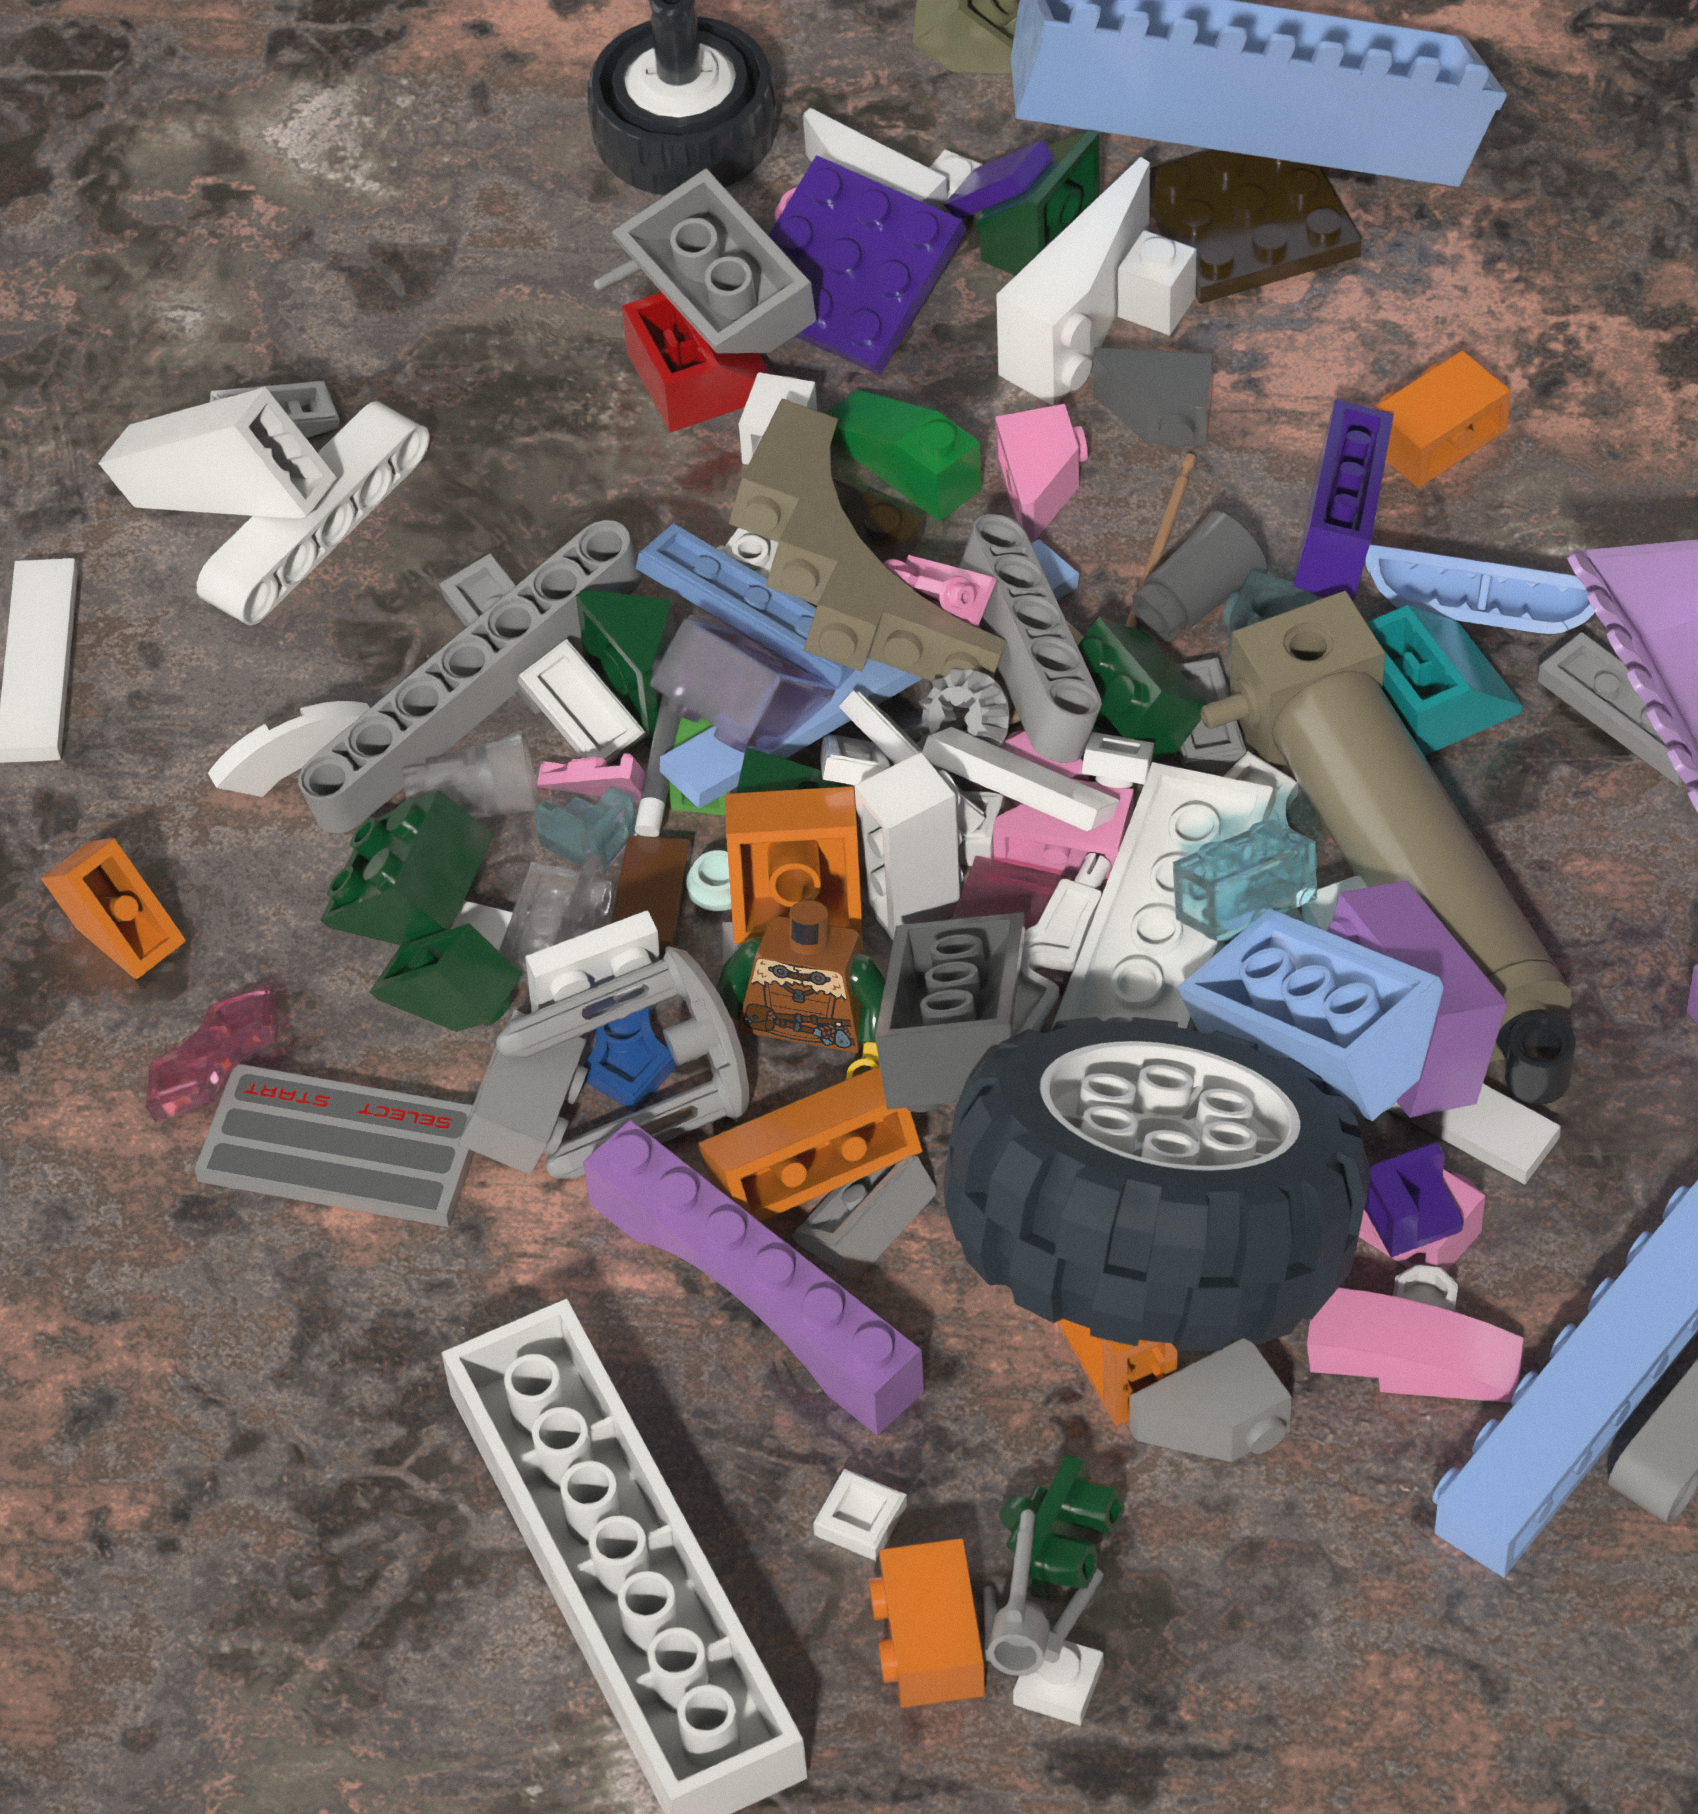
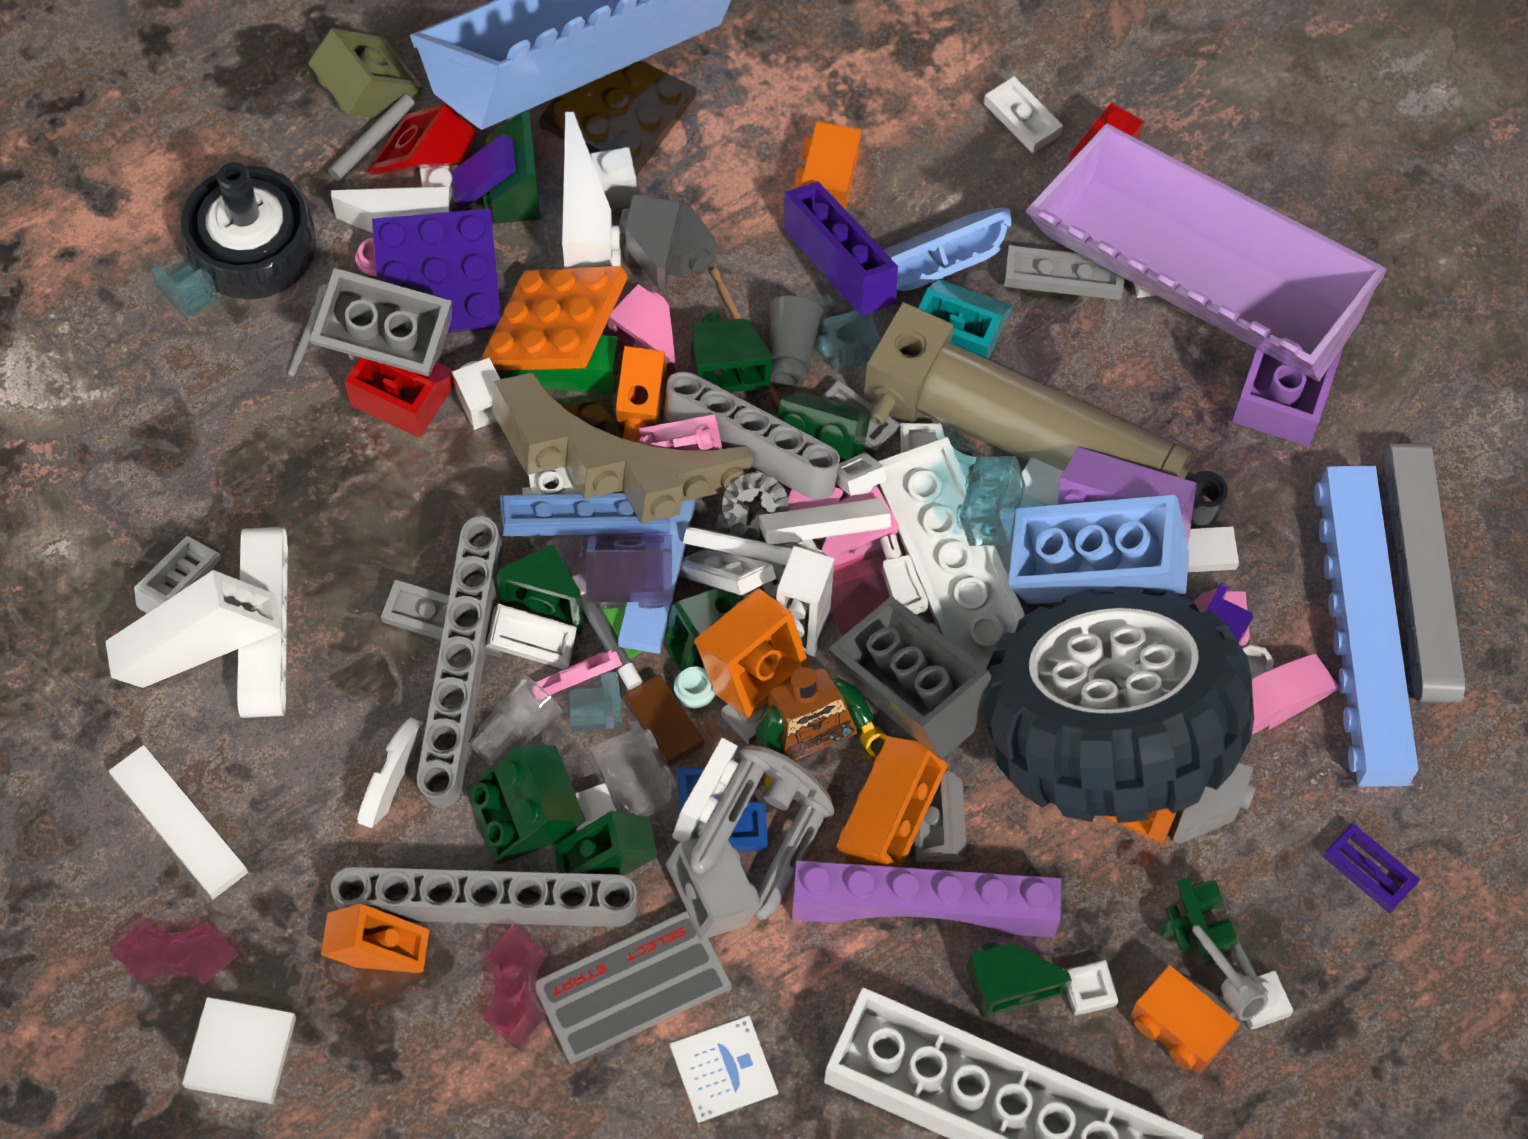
camera: 45 degrees left, 10 degrees up
(278, 945) = (503, 909): none -> light grey beam
(358, 1304) = (723, 1069): none -> white sticker
(562, 134) = (186, 289): none -> clear light blue panel
(767, 1432) = (1013, 978): none -> dark green slope
(926, 89) = (371, 137): none -> light grey bar
(929, 383) = (555, 318): none -> orange plate
(944, 510) = (641, 390): none -> orange torso
(973, 125) = (426, 140): none -> red slope
(1095, 544) = (730, 354): none -> dark green torso
(1126, 354) = (652, 234): none -> dark grey slope
(1360, 1682) = (1362, 880): none -> dark purple tile

